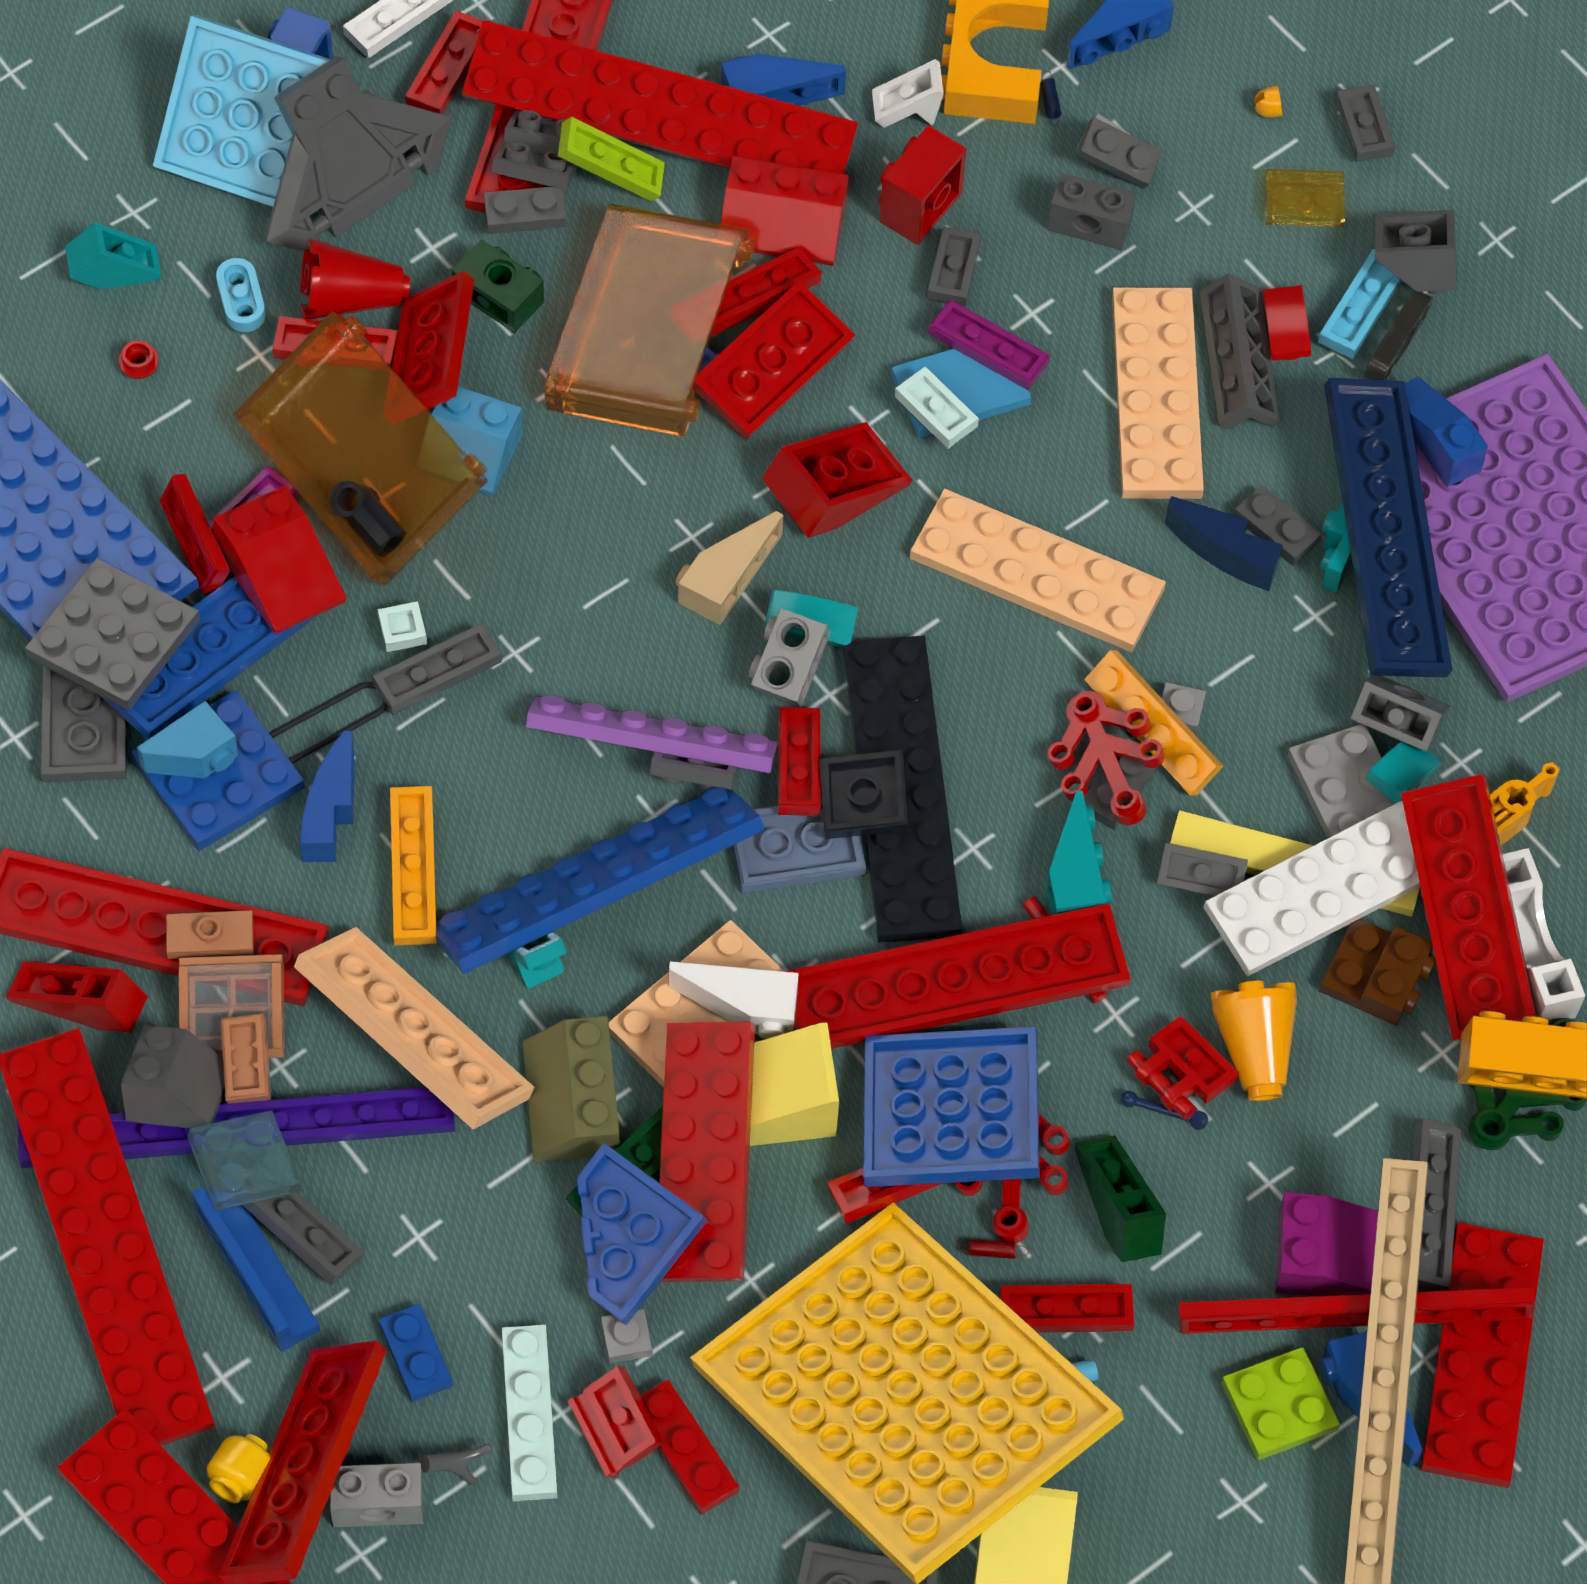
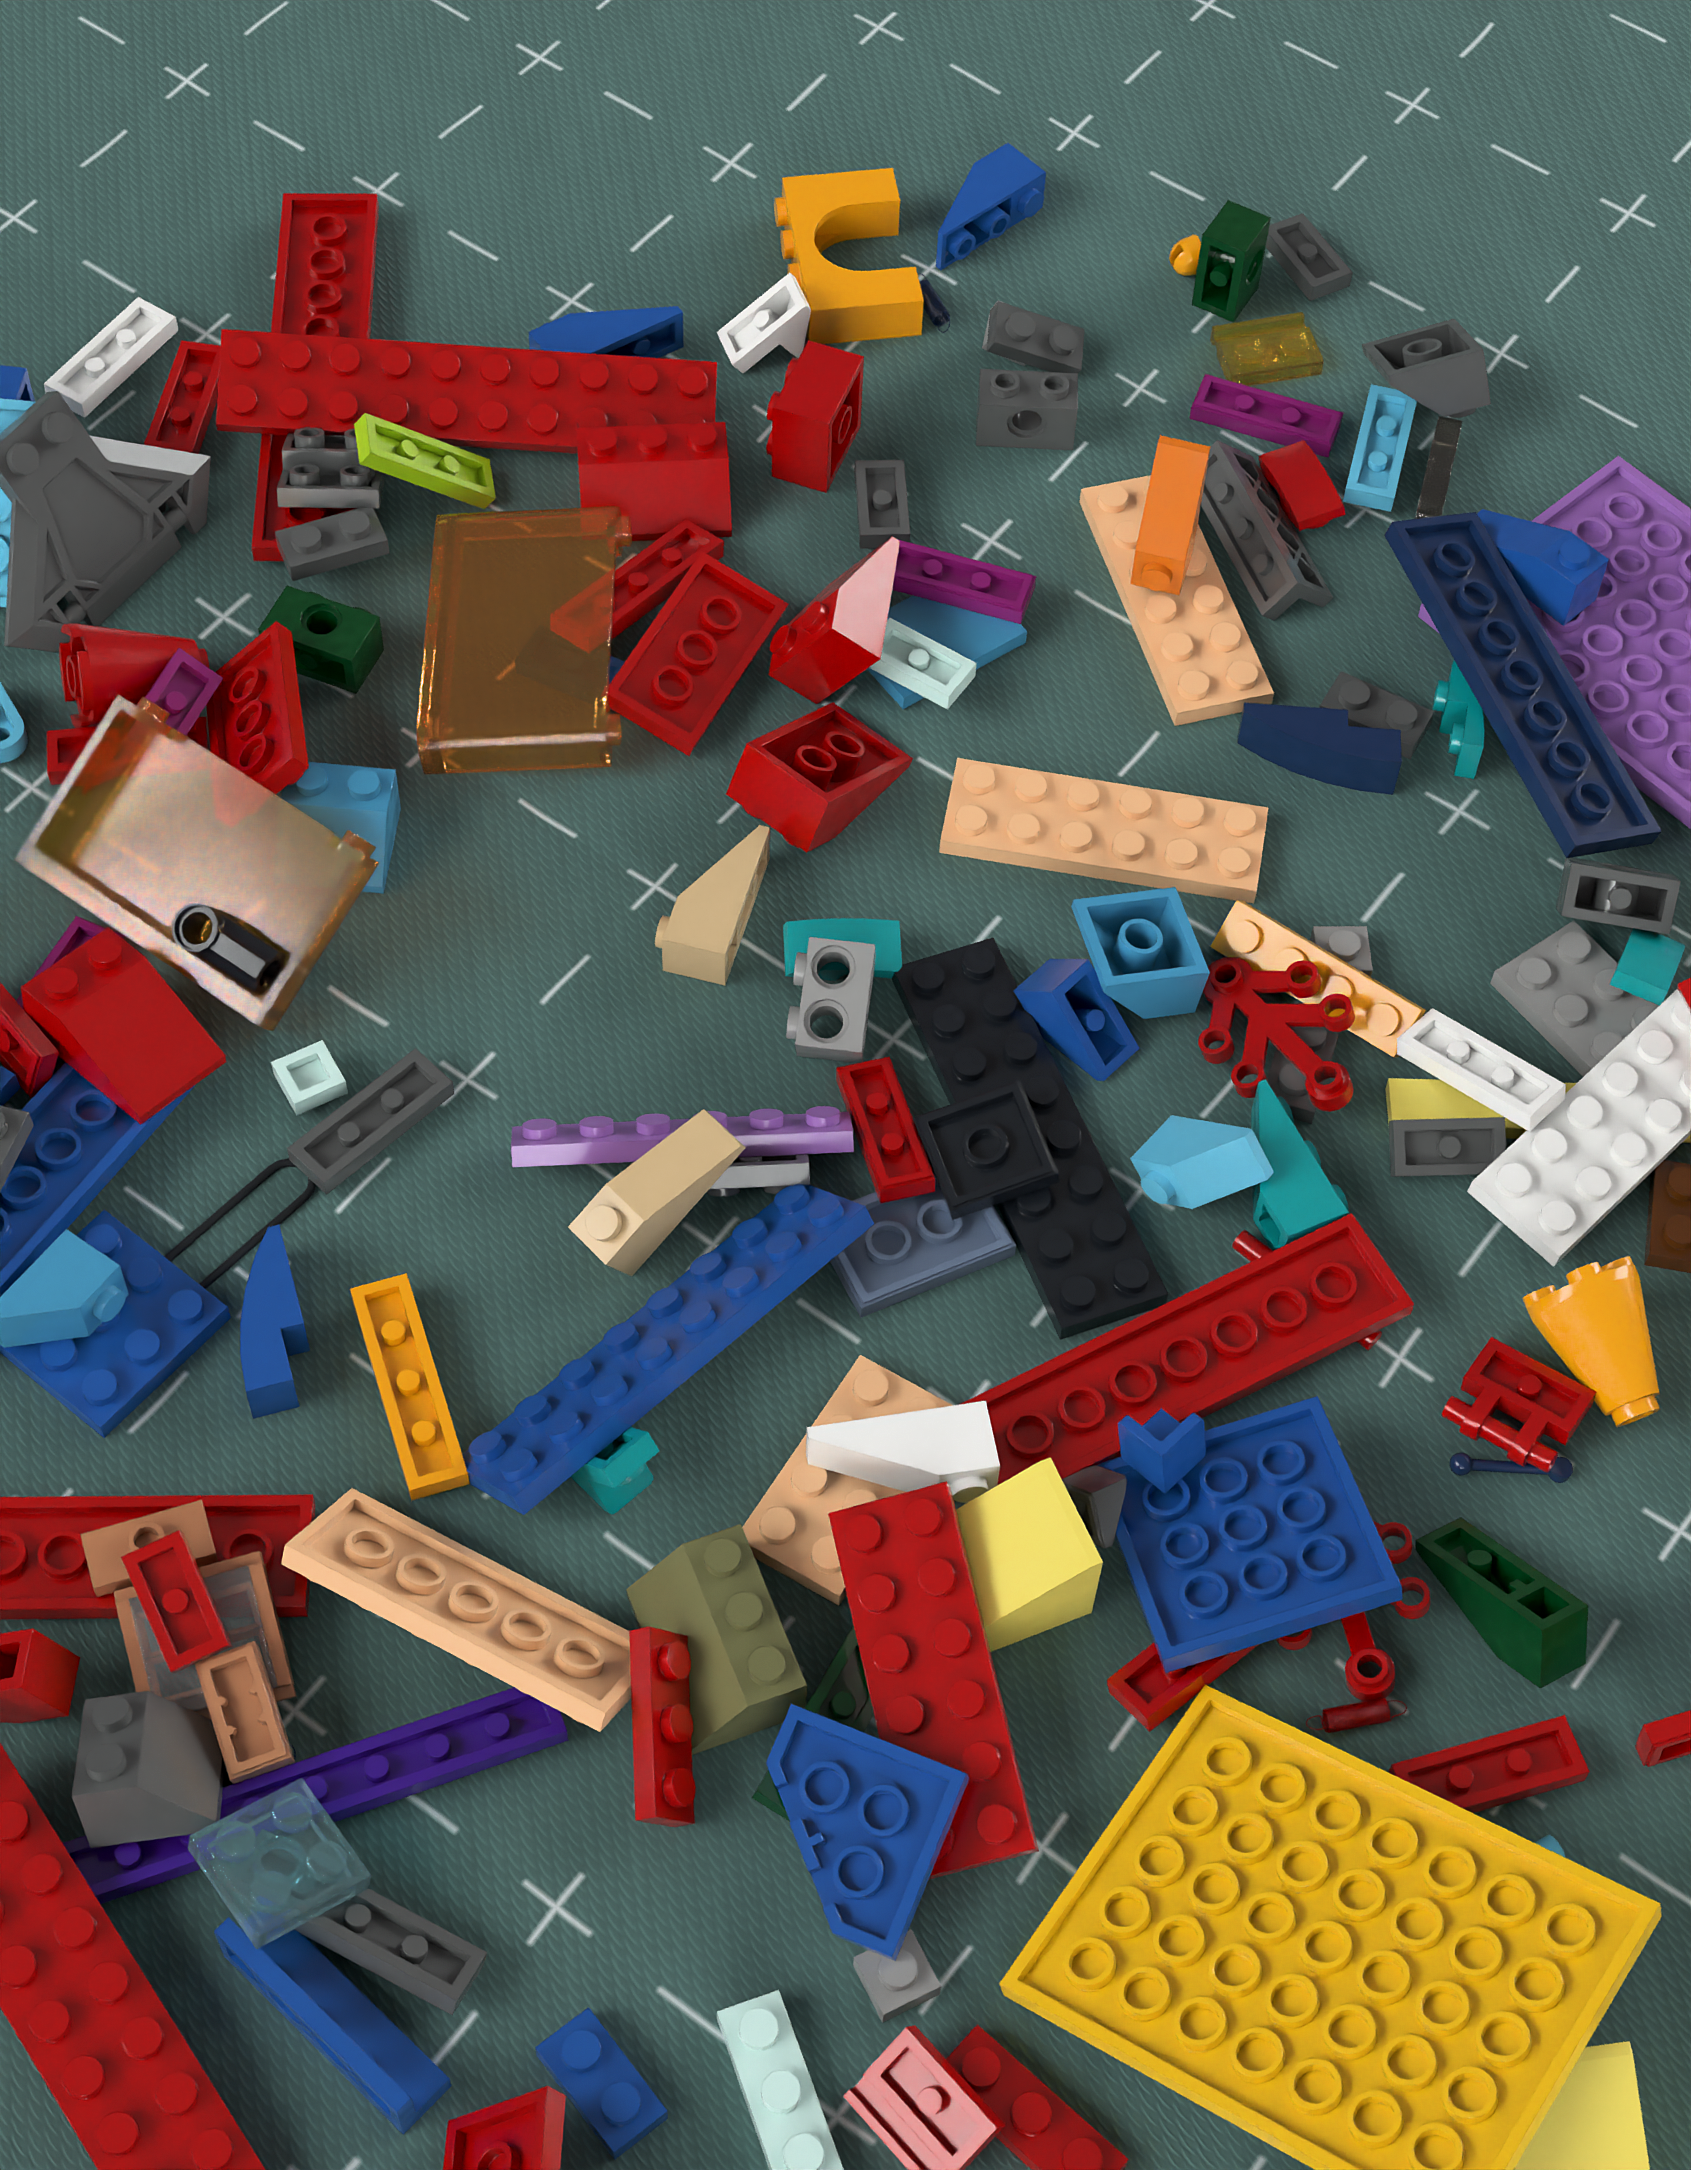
camera: 15 degrees left, 5 degrees down
(218, 974) = (176, 1601): none -> red plate
(382, 310) = (184, 690): none -> magenta plate
(517, 1137) = (661, 1727): none -> red plate
(618, 771) = (655, 1193): none -> tan slope
(856, 1061) = (1099, 1501): none -> dark grey slope
(883, 366) = (838, 629): none -> red slope
(914, 1035) = (1162, 1447): none -> blue panel
(965, 710) = (1077, 1016): none -> blue slope
(1011, 840) = (1199, 1162): none -> medium azure slope
(1024, 673) = (1144, 951): none -> dark azure slope
(1157, 337) = (1170, 515): none -> orange slope
(1243, 820) = (1481, 1069): none -> white plate
(1284, 255) = (1265, 415): none -> magenta tile
(1295, 118) = (1230, 260): none -> dark green brick

